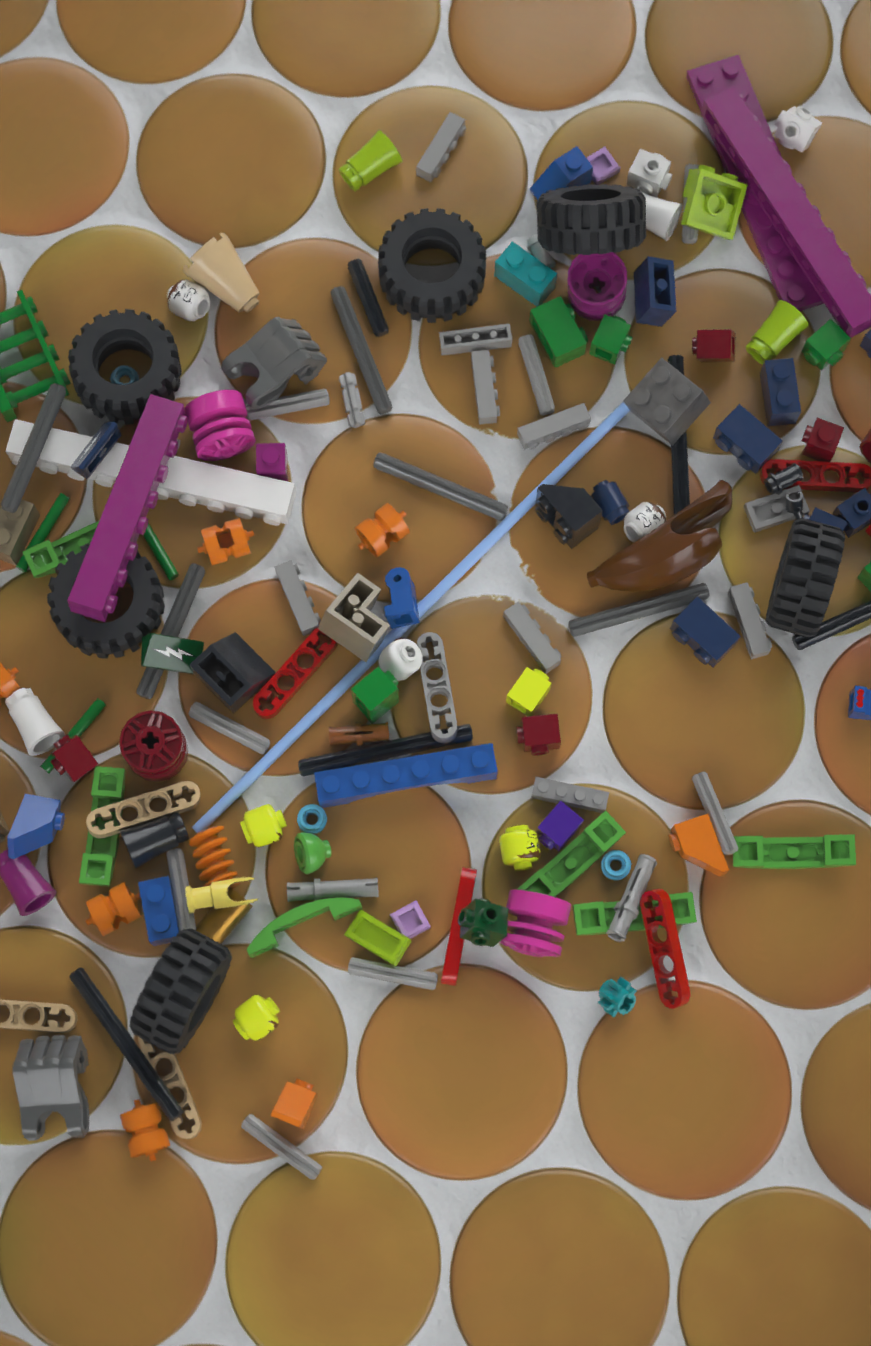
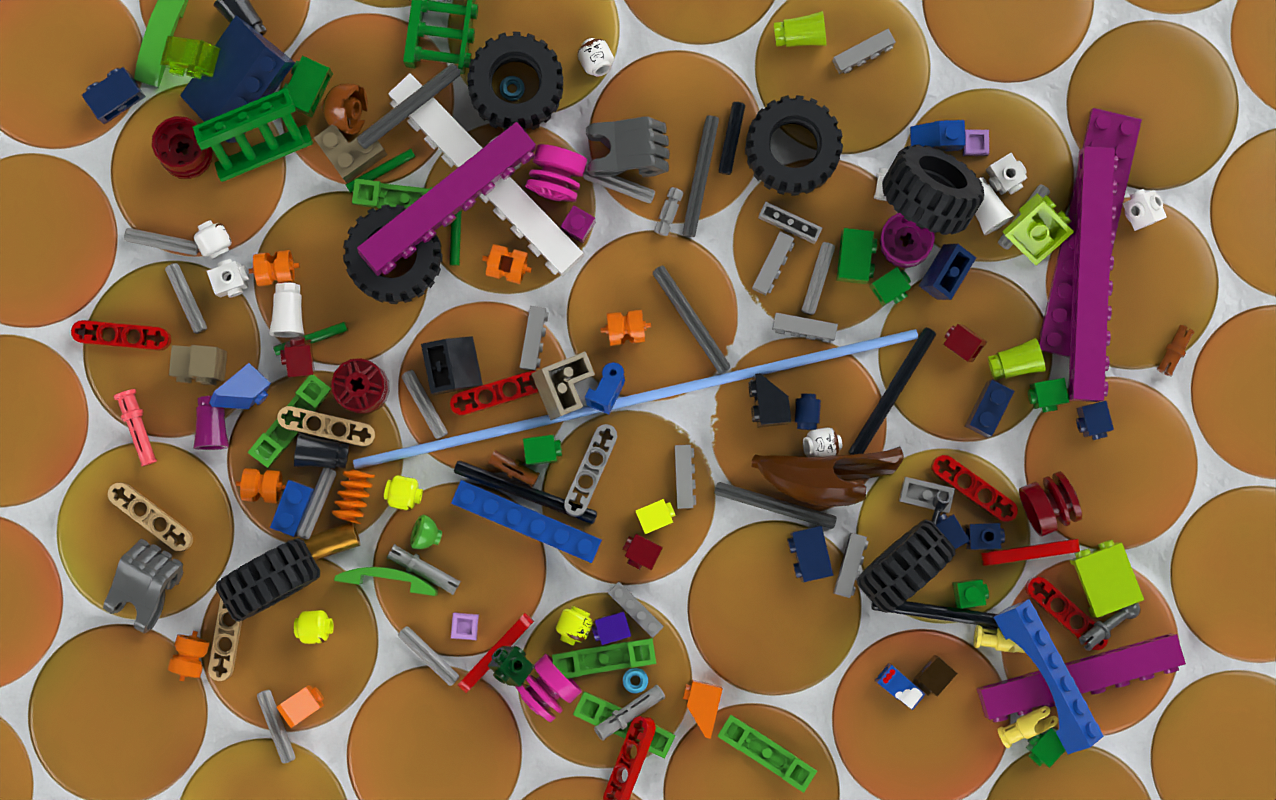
camera: 30 degrees right, 10 degrees up
(96, 449) = (453, 135): dark blue slope -> none
(126, 1044) = (211, 577): black axle -> none
(169, 652) = (414, 324): slope -> none
(173, 624) = (427, 305): dark grey axle -> none
(214, 895) = (335, 525): light yellow piece -> none
(222, 273) = (634, 54): tan cone -> none
(312, 809) = (434, 512): medium azure plate -> none
(378, 937) = (433, 624): lime tile -> none
(401, 658) = (577, 434): white head -> none
(525, 274) = (860, 195): teal brick -> none
(617, 996) = (573, 774): teal gear -> none
(667, 401) = (898, 364): flat silver brick -> none
(715, 812) = (729, 690): light grey axle -> none
(747, 439) = (940, 429): dark blue brick -> none
(777, 482) = (945, 477): black pin -> none
(821, 440) = (994, 465): dark red brick -> none

